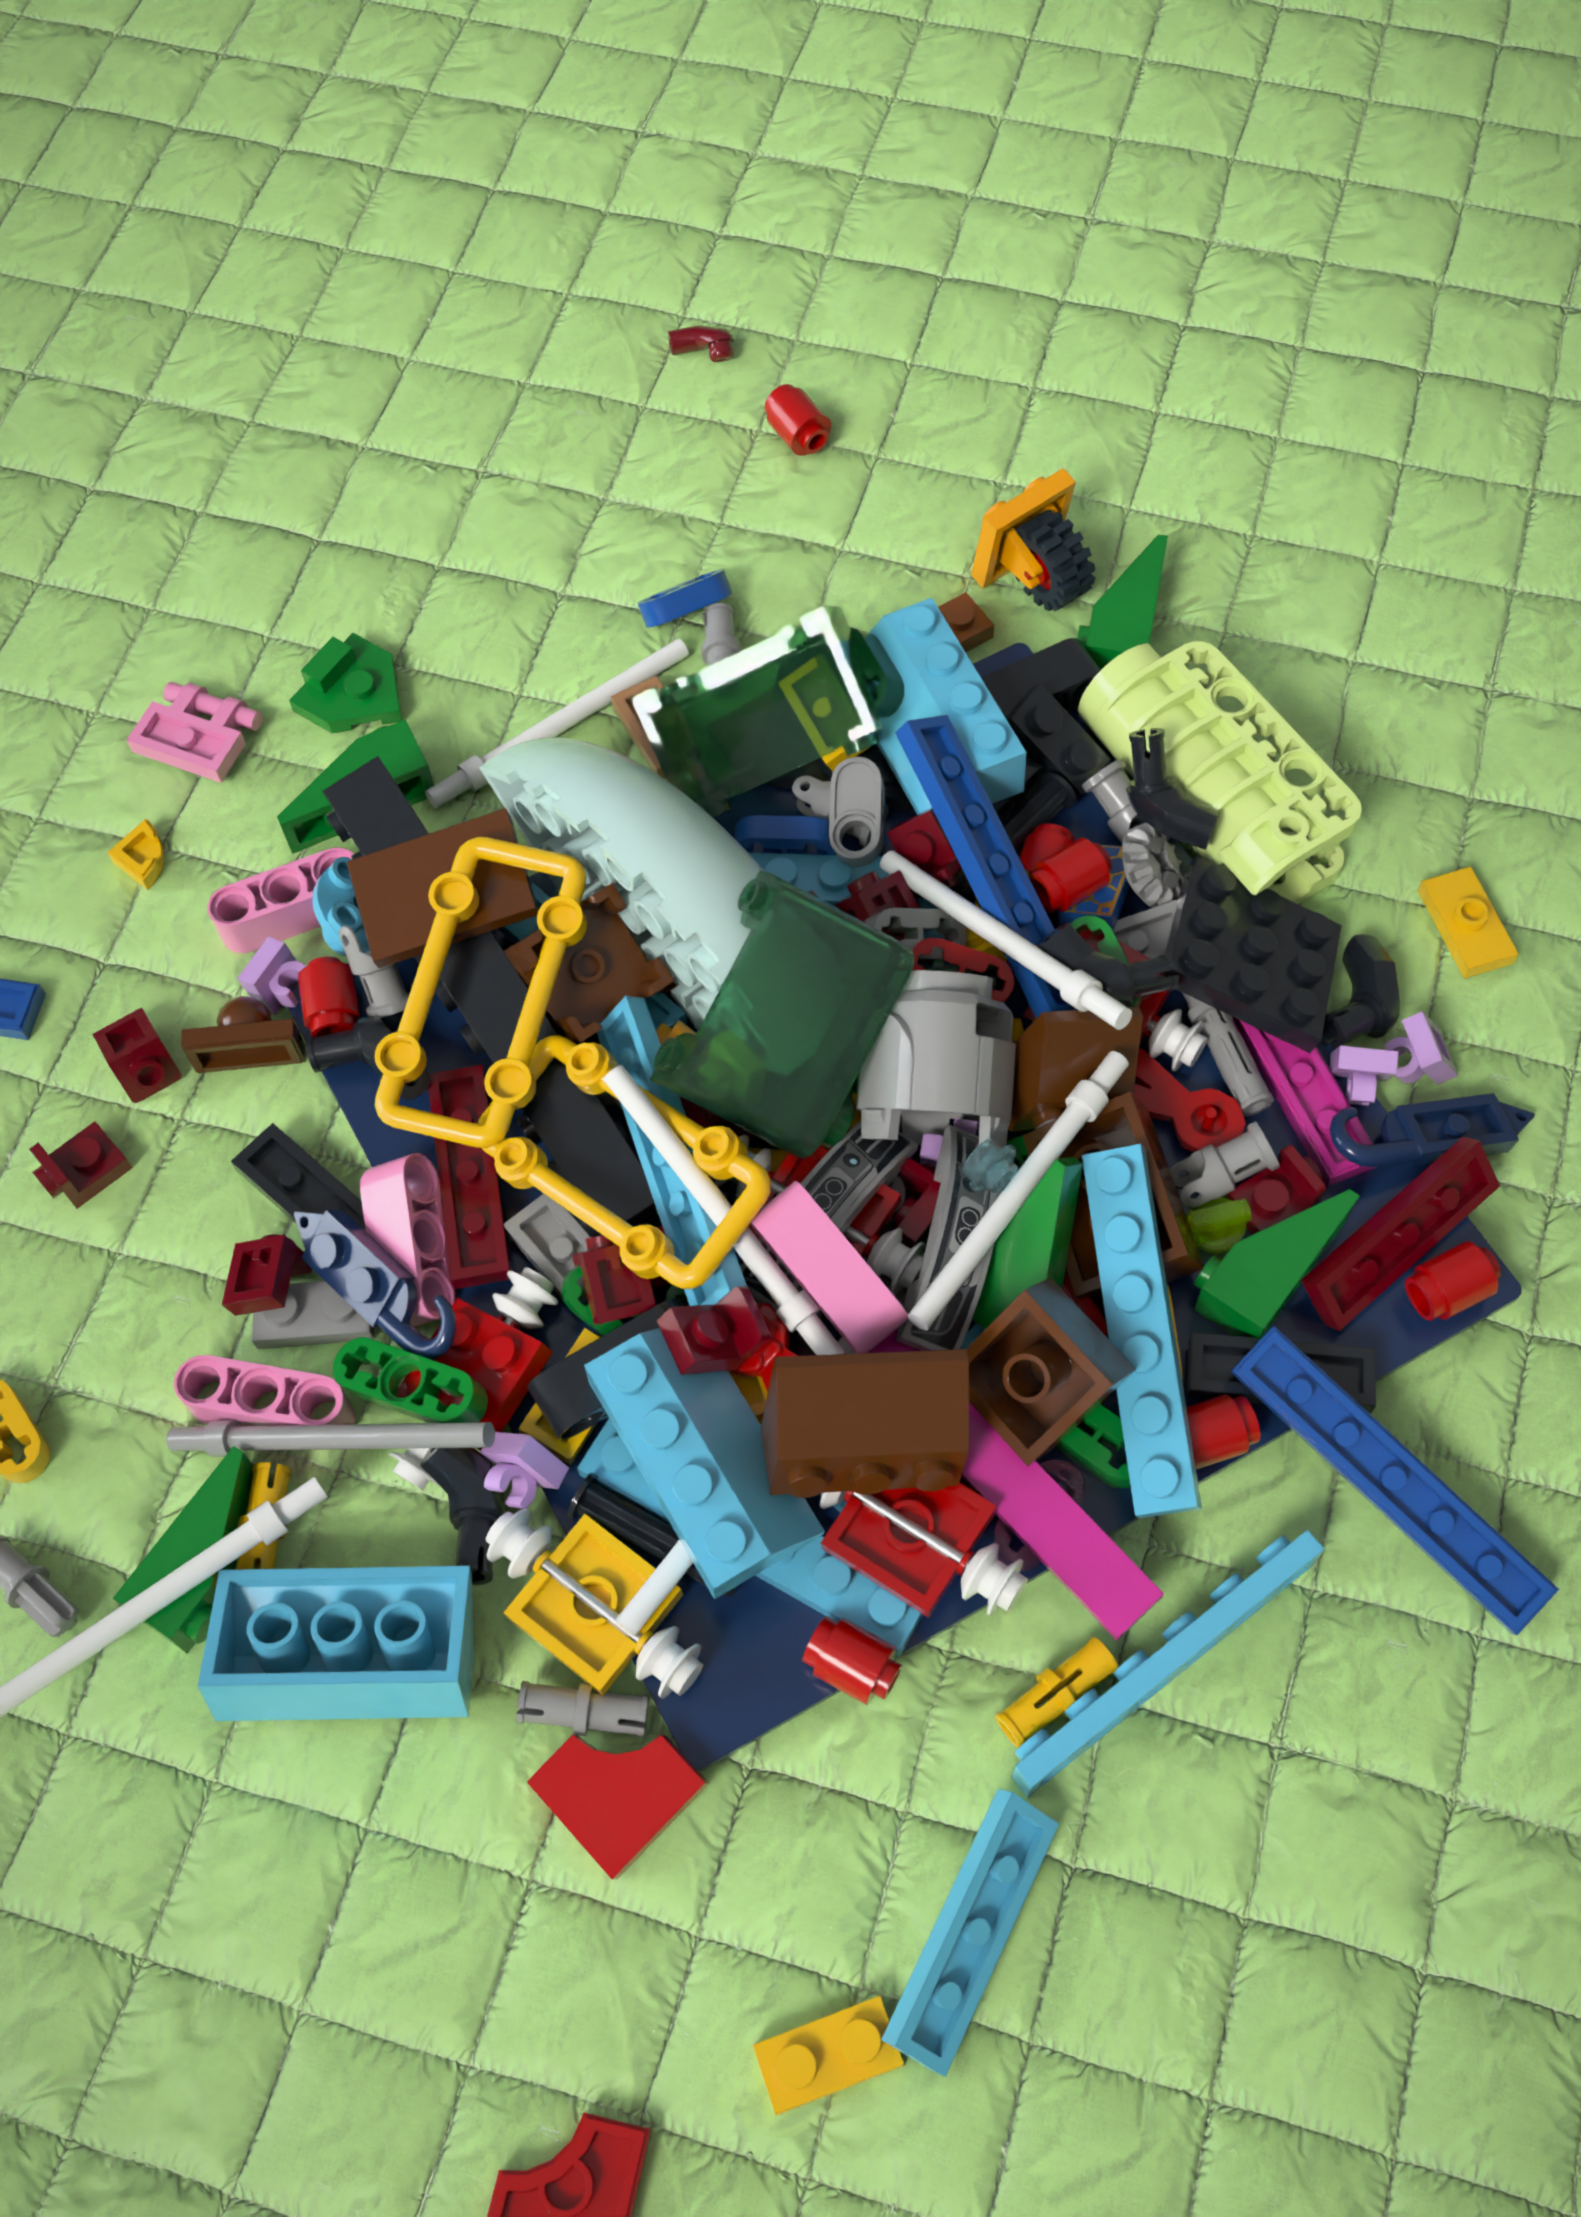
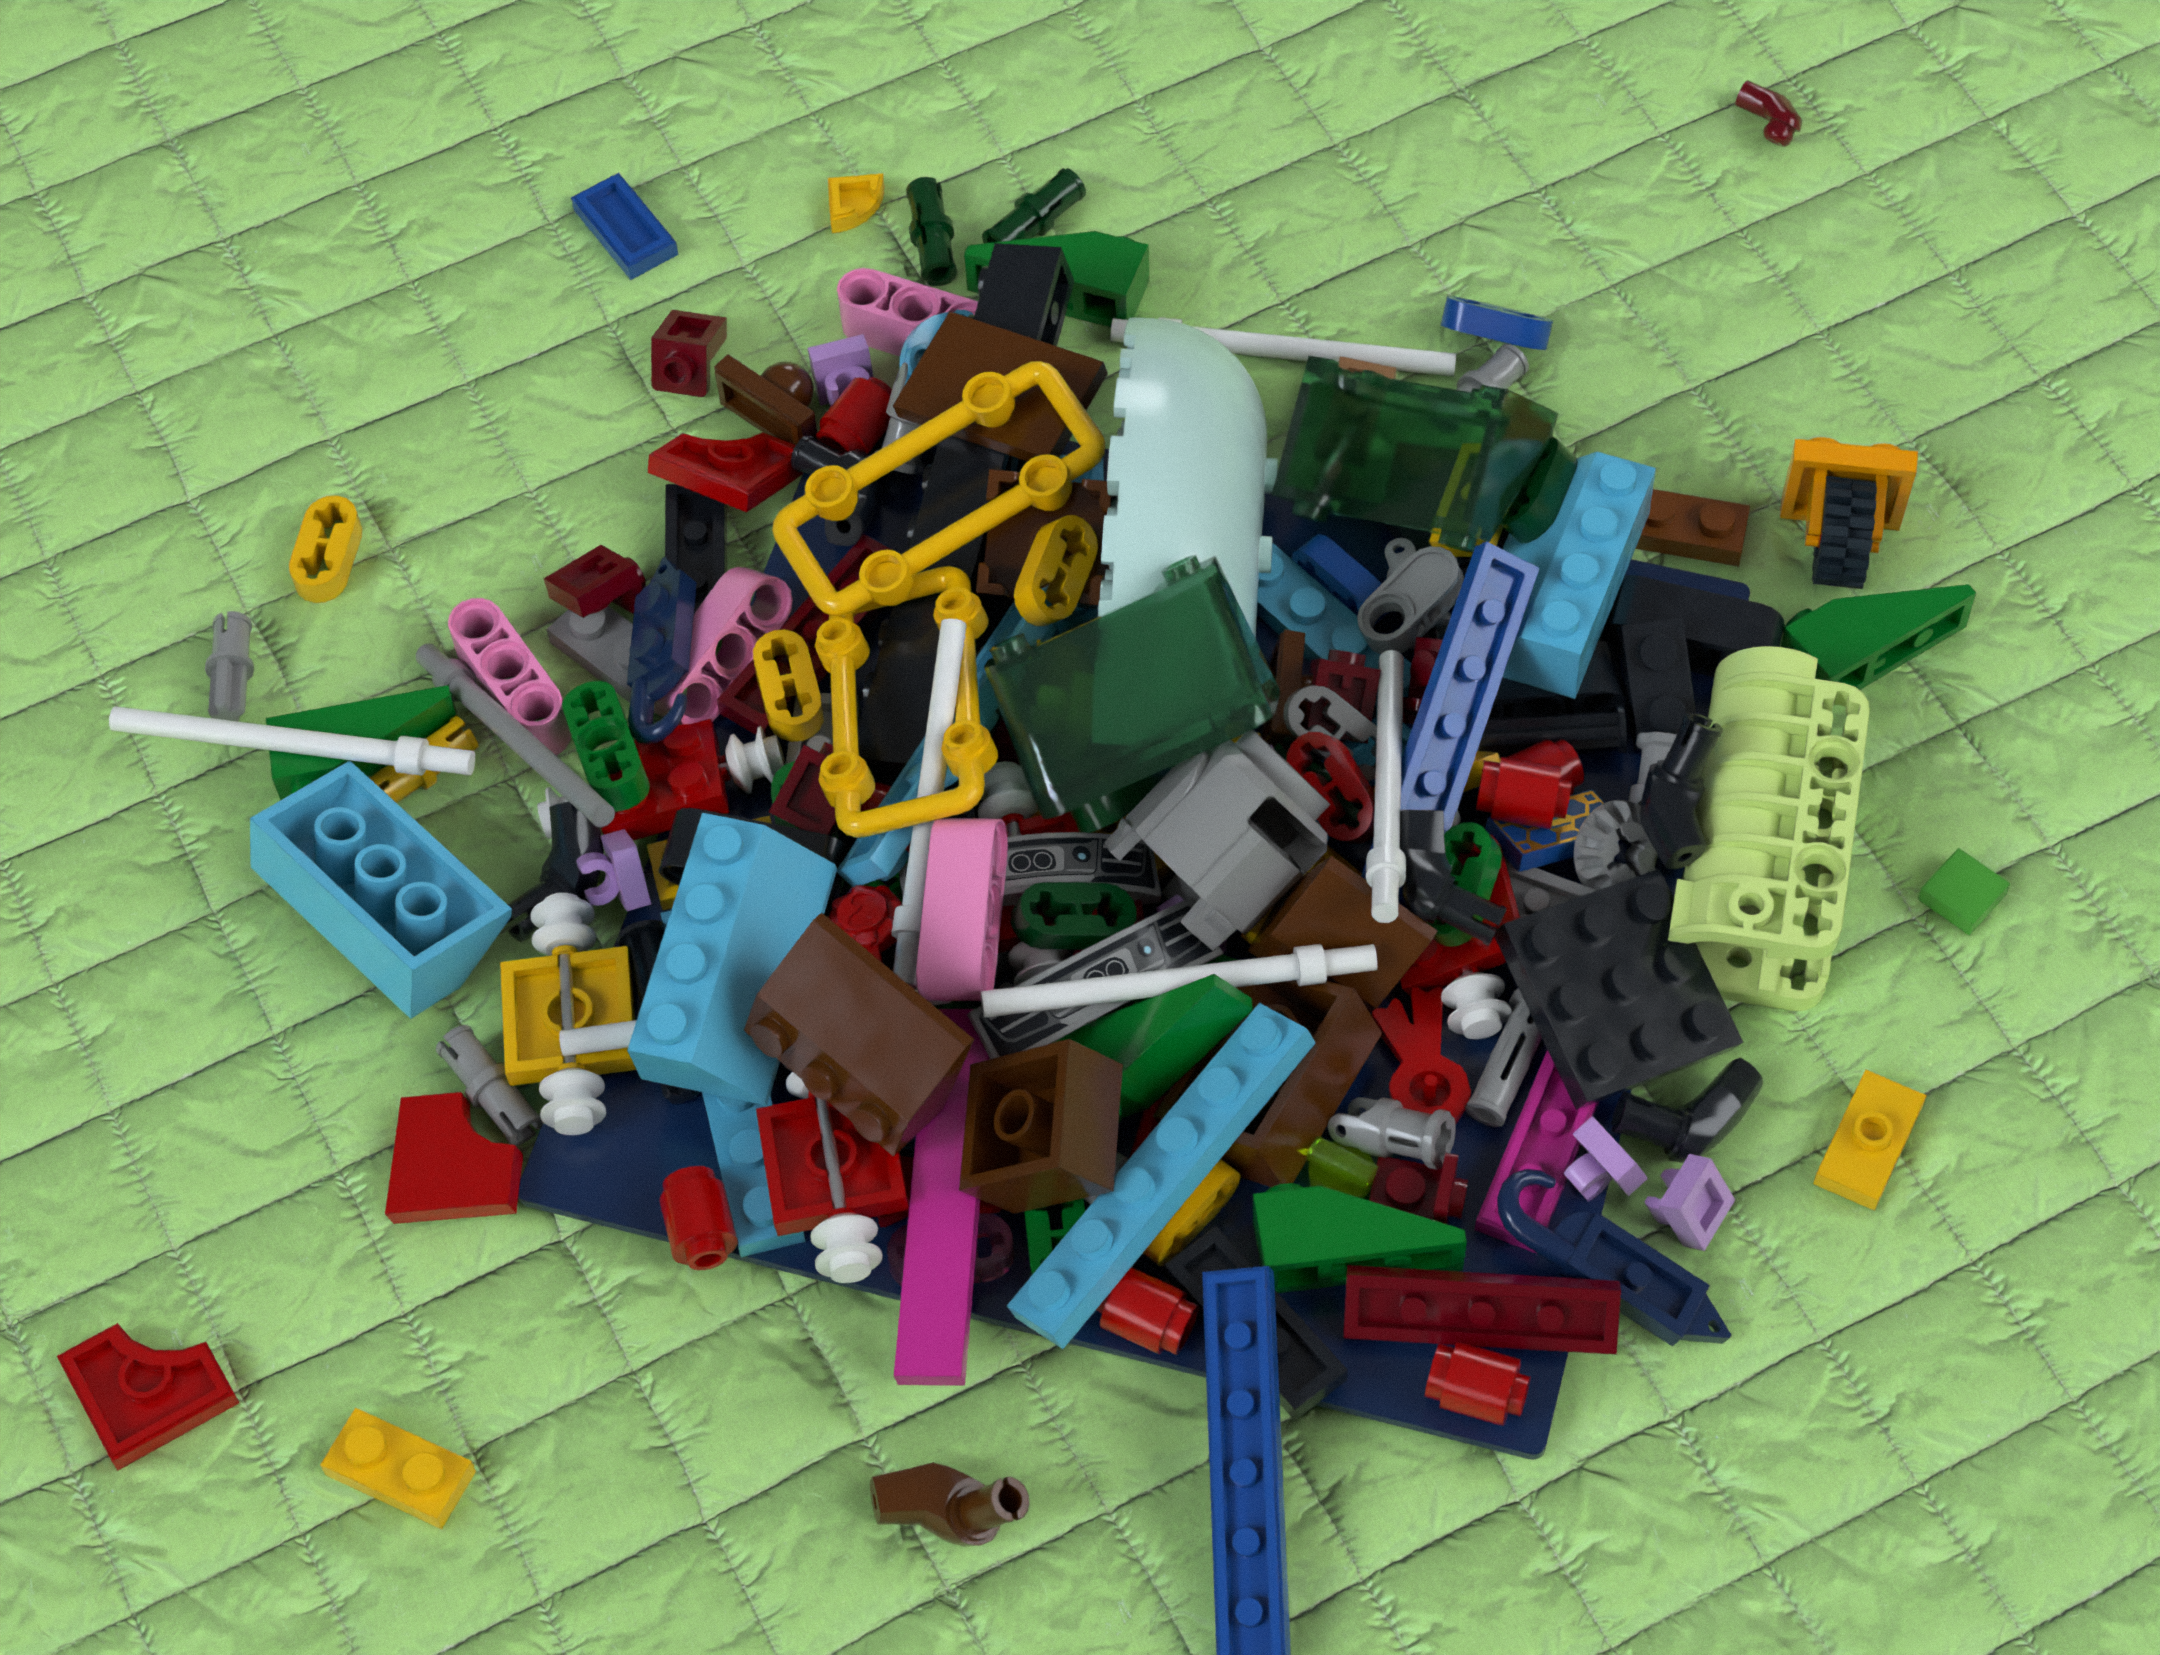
camera: 45 degrees right, 5 degrees down
(80, 1165) = (564, 402): dark red bracket -> none
(190, 742) = (978, 138): bright pink plate -> none
(226, 831) = (931, 231): none -> dark green pin
(273, 1109) = (728, 471): none -> red tile
(287, 760) = (1037, 211): none -> dark green pin
(348, 686) = (1149, 187): green plate -> none
(491, 1235) = (799, 682): none -> yellow beam
(625, 980) = (1065, 575): none -> yellow beam
(716, 1334) = (823, 879): dark red bracket -> none
(797, 419) = (1771, 242): red brick -> none
(885, 1199) = (1072, 906): none -> dark green beam
(970, 1932) = (578, 1480): medium azure plate -> none
(990, 1166) = (1169, 941): clear light blue plate -> none
(1089, 1664) = (824, 1388): yellow pin -> none
(1145, 1676) = (903, 1440): medium azure plate -> none
(1230, 1687) = (948, 1503): none -> reddish brown arm
(1346, 727) = (1963, 891): none -> bright green tile

